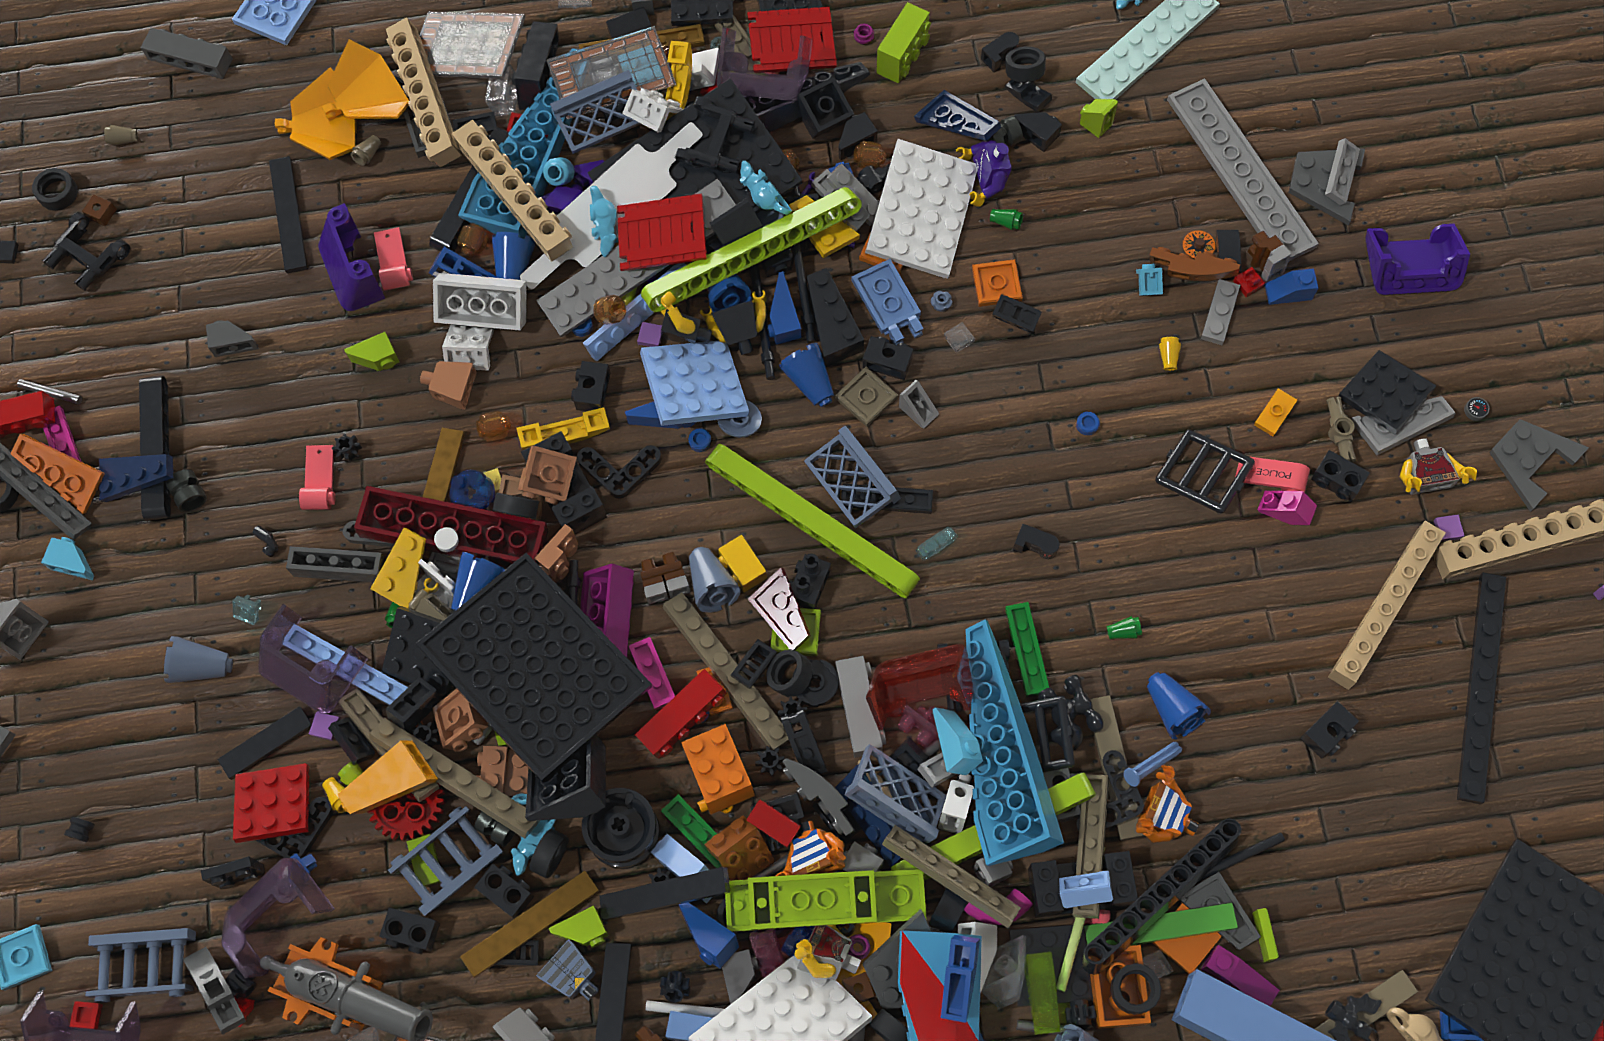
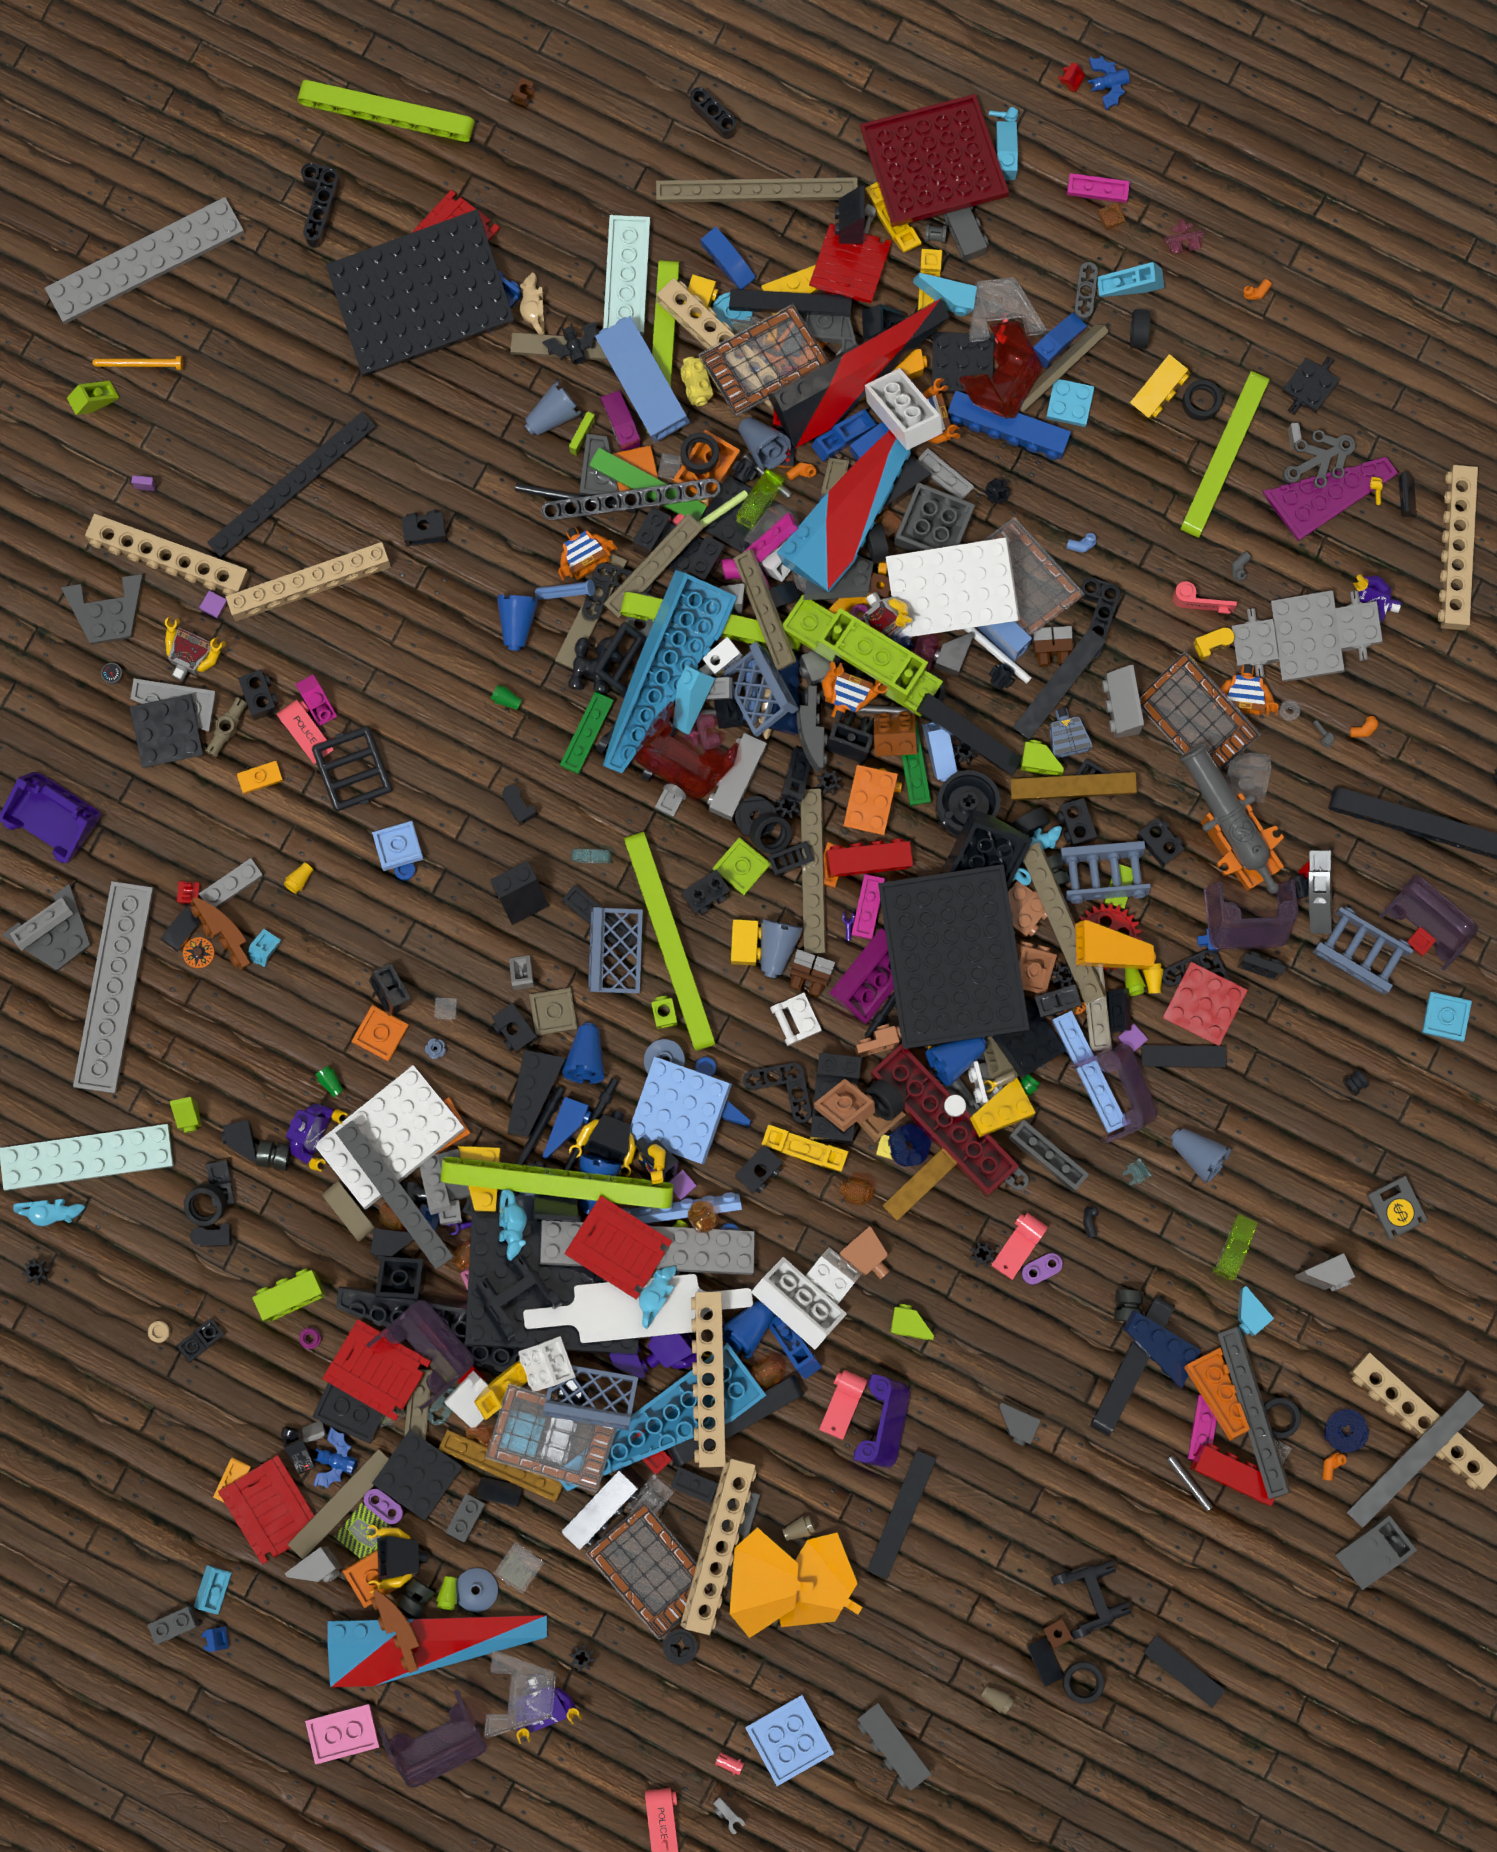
camera: 150 degrees left, 10 degrees up
(97, 183) = (1044, 1661): none -> black slope
(115, 603) = (1235, 1248): none -> clear neon green slope
(287, 473) = (1042, 1269): none -> medium lavender plate
(411, 8) = (671, 1652): none -> black gear
(558, 171) = (657, 1378): medium azure head -> none
(646, 540) = (802, 1016): none -> white plate
(662, 649) = (848, 924): none -> dark purple hand
(712, 939) = (957, 685): blue slope -> none
(765, 448) = (667, 1021): none -> lime brick
(773, 823) = (859, 730): red tile -> none
(781, 610) = (743, 882): wing -> none
(880, 159) = (394, 1194): none -> dark grey plate
(888, 300) = (477, 1076): medium blue tile -> none
(904, 642) = (670, 800): none -> light grey tile
(912, 132) = (348, 1211): none -> dark tan beam
(958, 117) = (300, 1196): dark blue wing -> none
(960, 978) = (813, 531): blue slope -> none
(973, 464) = (519, 893): none -> black slope
(997, 955) = (774, 537): none -> dark pink plate
(1085, 889) = (682, 536): light blue slope -> none
(1110, 436) = (397, 845): none -> light blue plate
(1269, 255) = (158, 895): hips -> none
(1292, 287) = (163, 862): blue slope -> none
(1311, 937) = (551, 411): none -> sand blue cone

